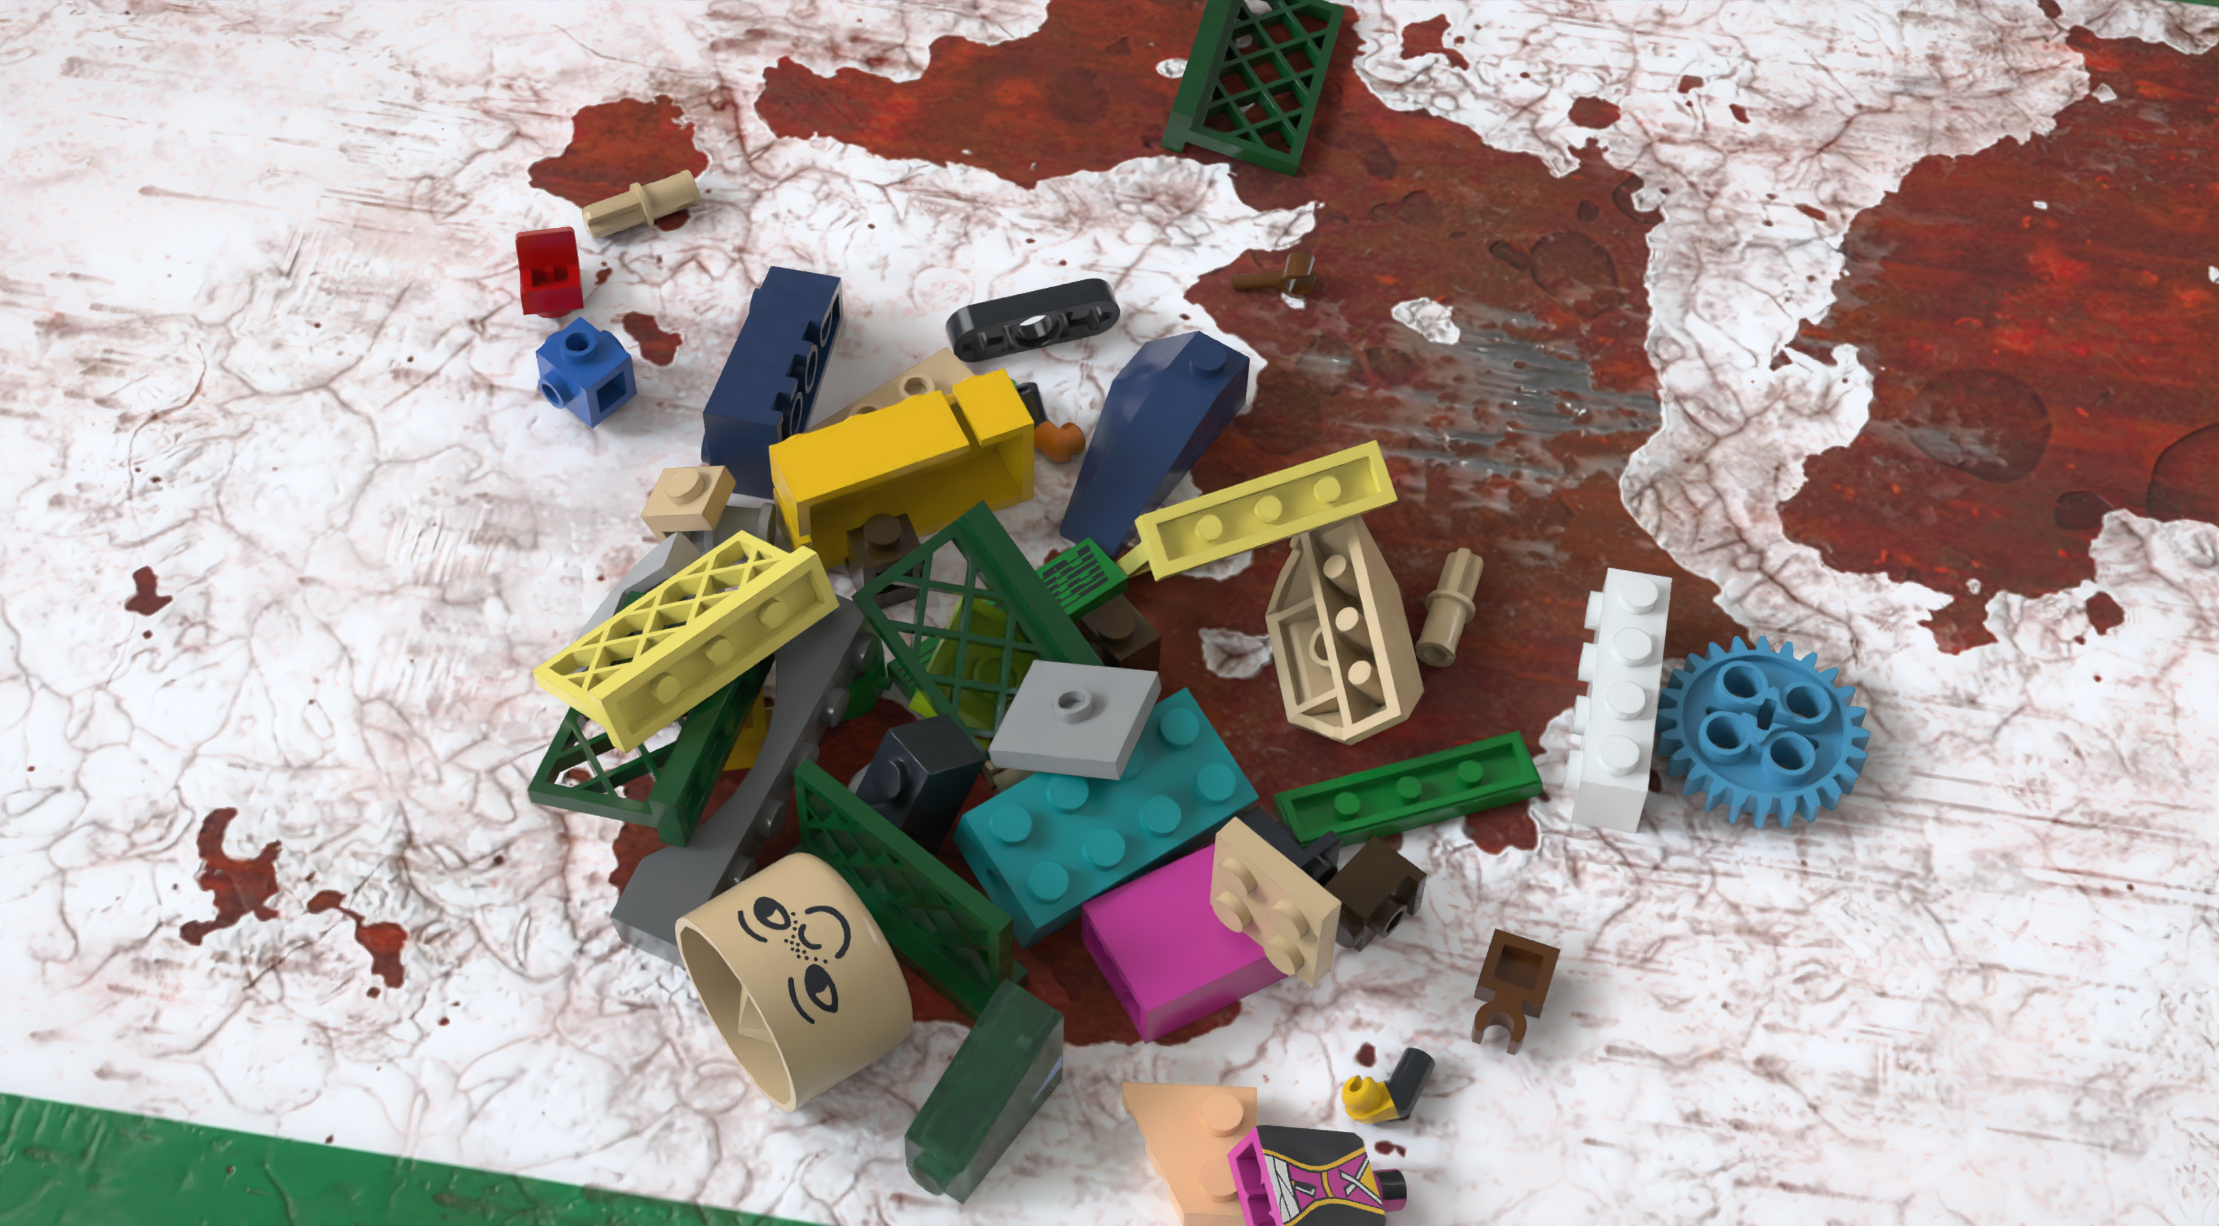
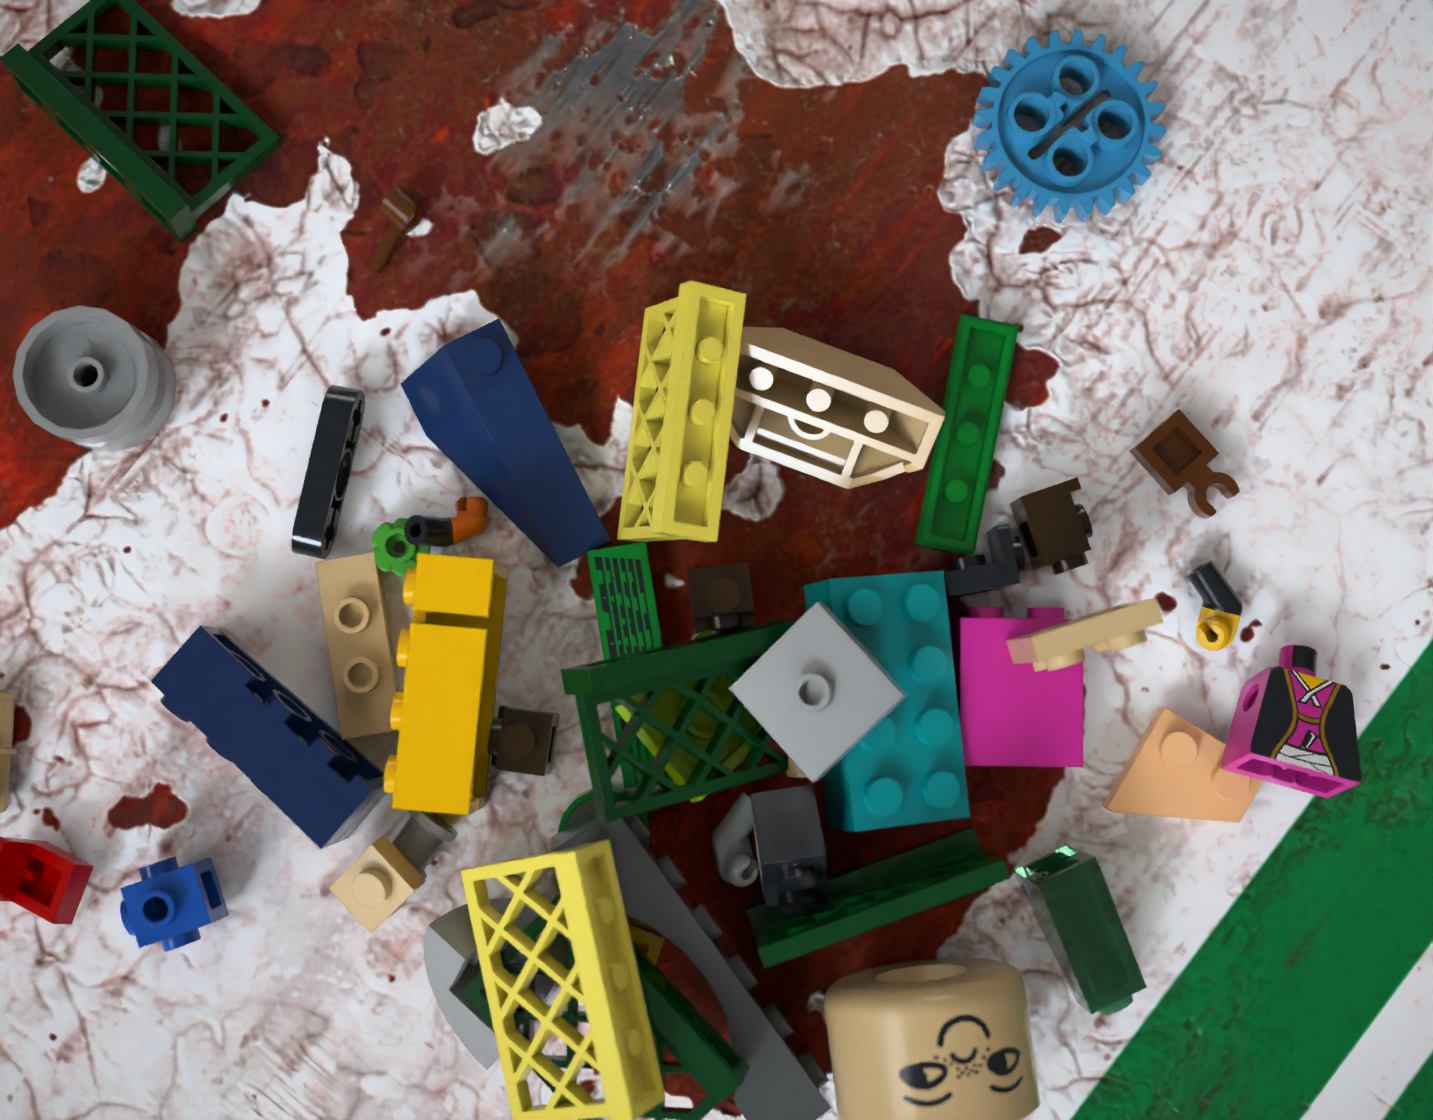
camera: 65 degrees left, 30 degrees up
(1003, 127) = (94, 379): none -> light grey wheel
(1449, 608) = (814, 293): tan axle -> none
(1620, 702) = (984, 216): white brick -> none

